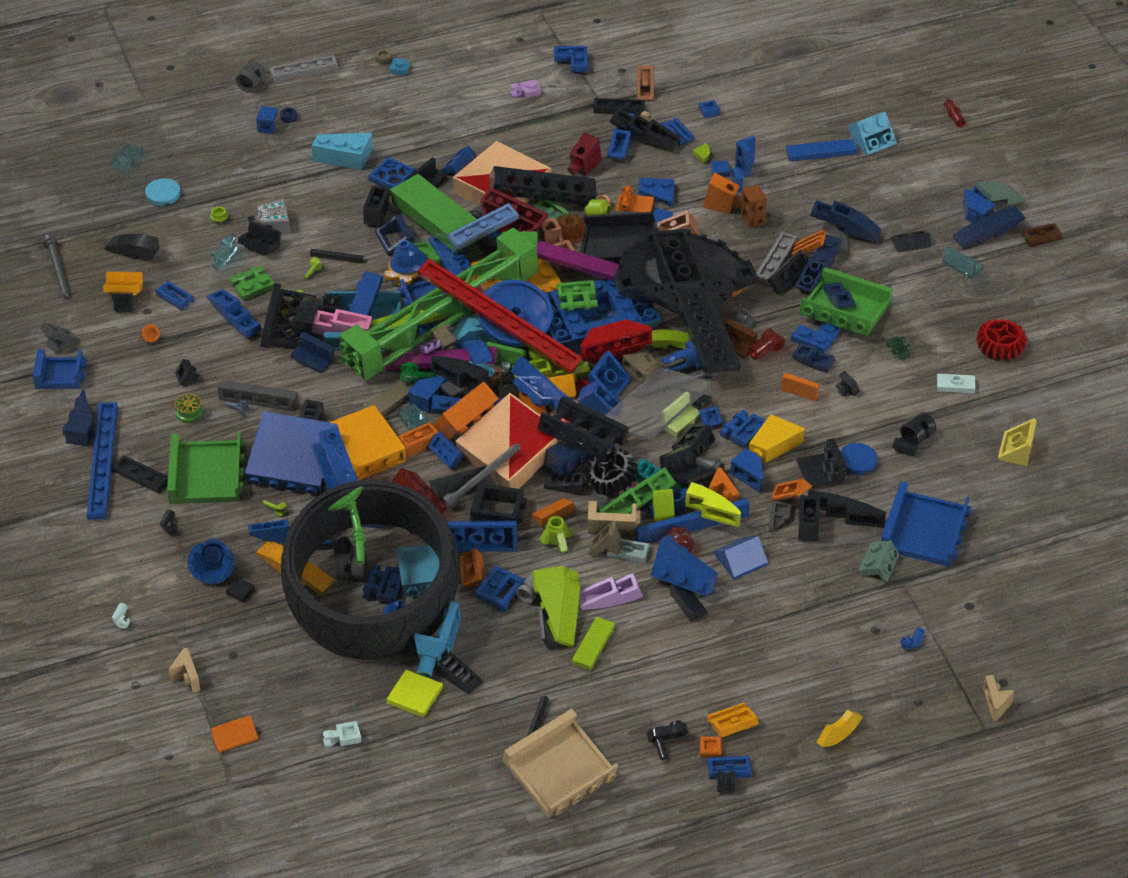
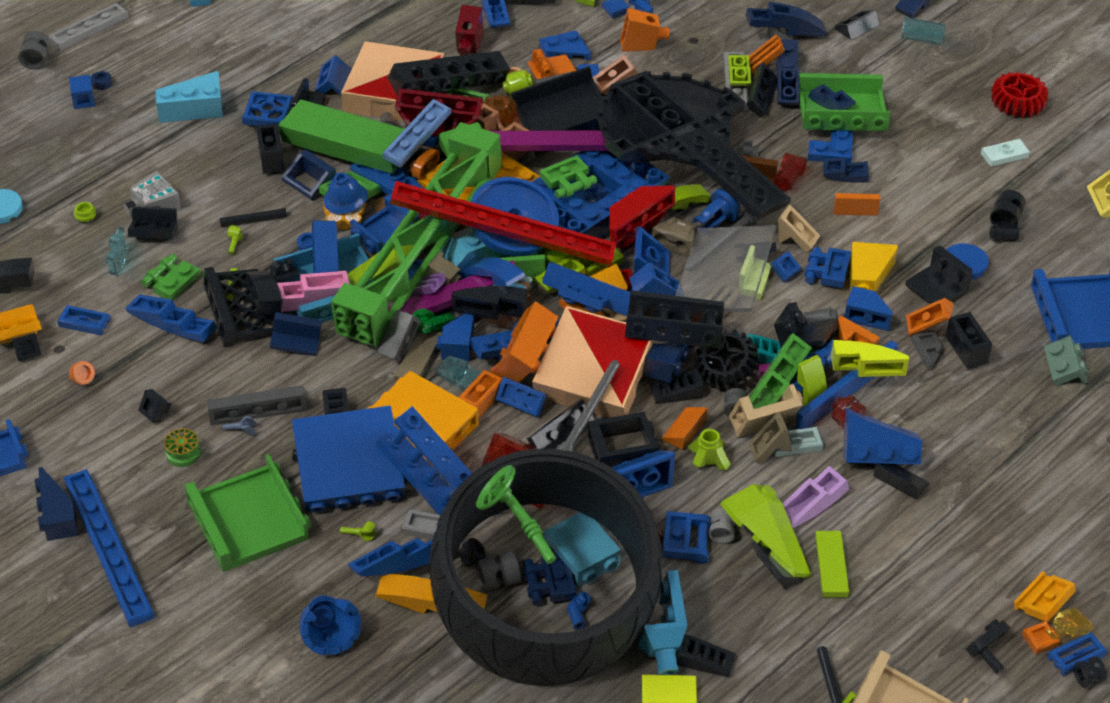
camera: 25 degrees left, 0 degrees up
(140, 474) = (167, 547): black tile -> none
(167, 523) = (237, 598): black arm -> none
(240, 589) = (378, 648): black tile -> none
(384, 377) = (399, 335): none -> dark grey panel
(451, 390) = (489, 325): dark grey panel -> none
(481, 251) = (425, 163): none -> orange plate
(507, 387) = (551, 302): black bracket -> none
(698, 436) = (785, 291): black bracket -> none
(735, 388) = (795, 226): none -> tan slope
(737, 743) = (1071, 622): none -> clear yellow plate
(742, 556) = (921, 405): slope -> none
(753, 206) = (683, 32): dark orange brick -> none
(780, 250) = (739, 70): none -> lime slope
(847, 384) = (902, 186): black tile -> none
(852, 510) = (1004, 317): black slope -> none
(898, 347) = (922, 133): clear green piece -> none

